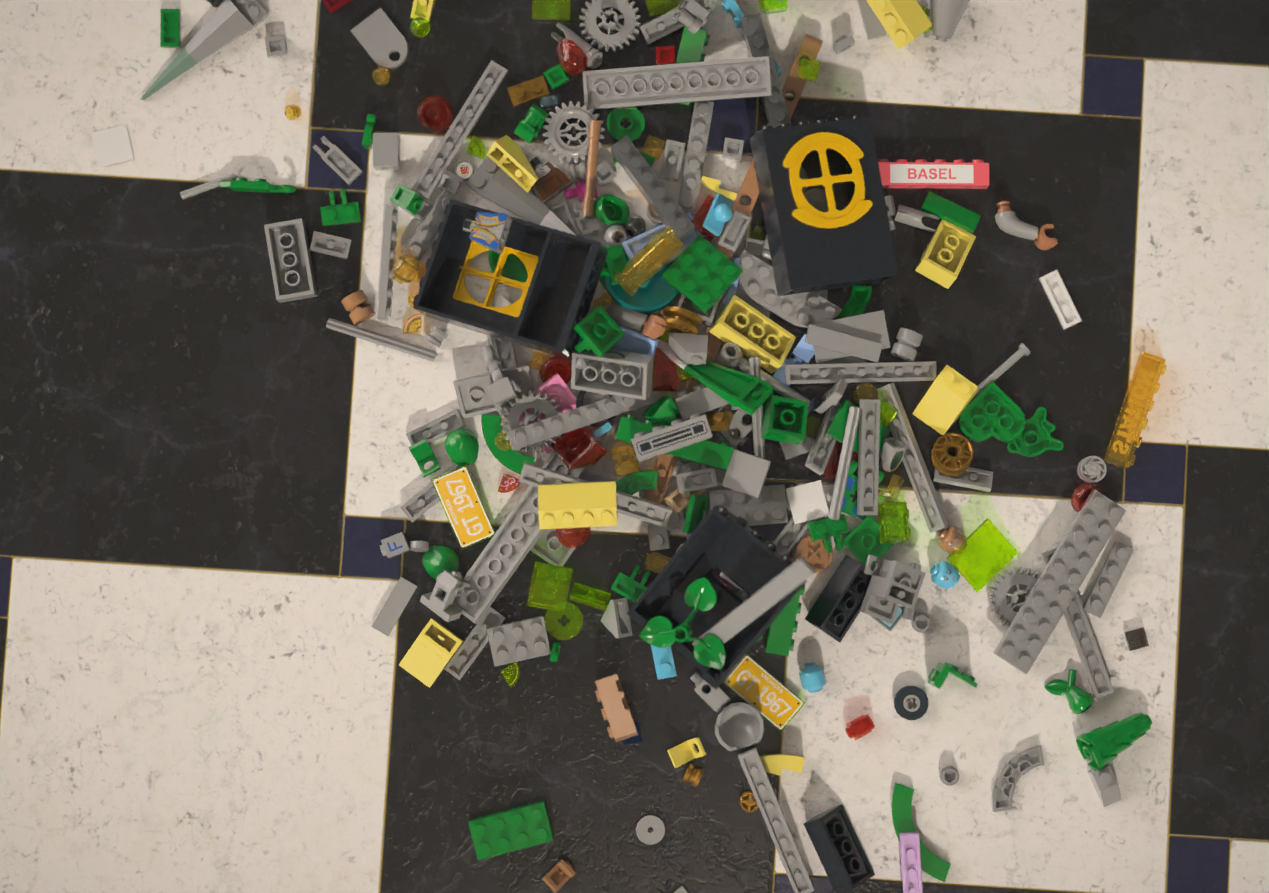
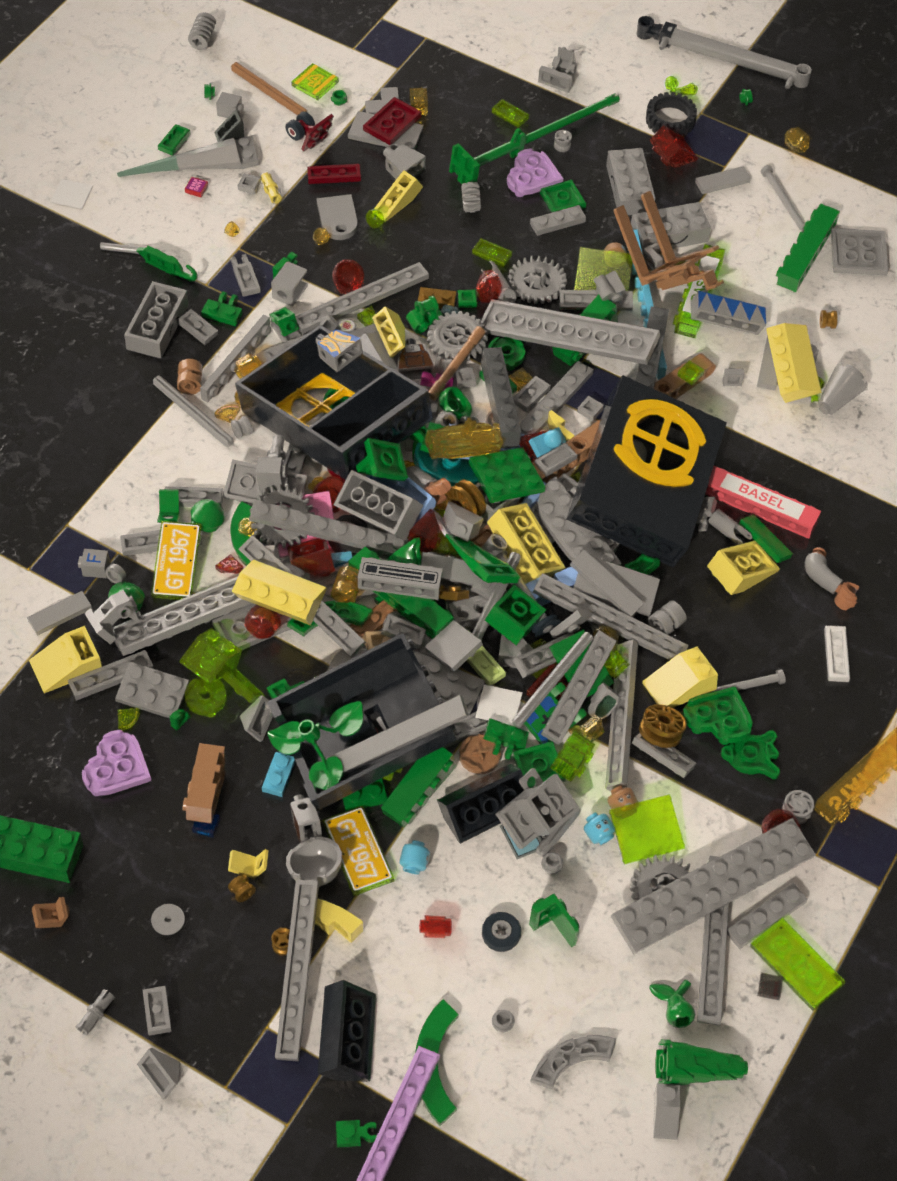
camera: 25 degrees right, 30 degrees down
(227, 75) = (196, 187): none -> tile
(299, 40) = (270, 188): none -> light yellow pin
(530, 721) = (116, 765): none -> lavender plate
(778, 469) = (486, 666): none -> yellowish green plate
(1149, 608) = (798, 964): none -> clear neon green tile

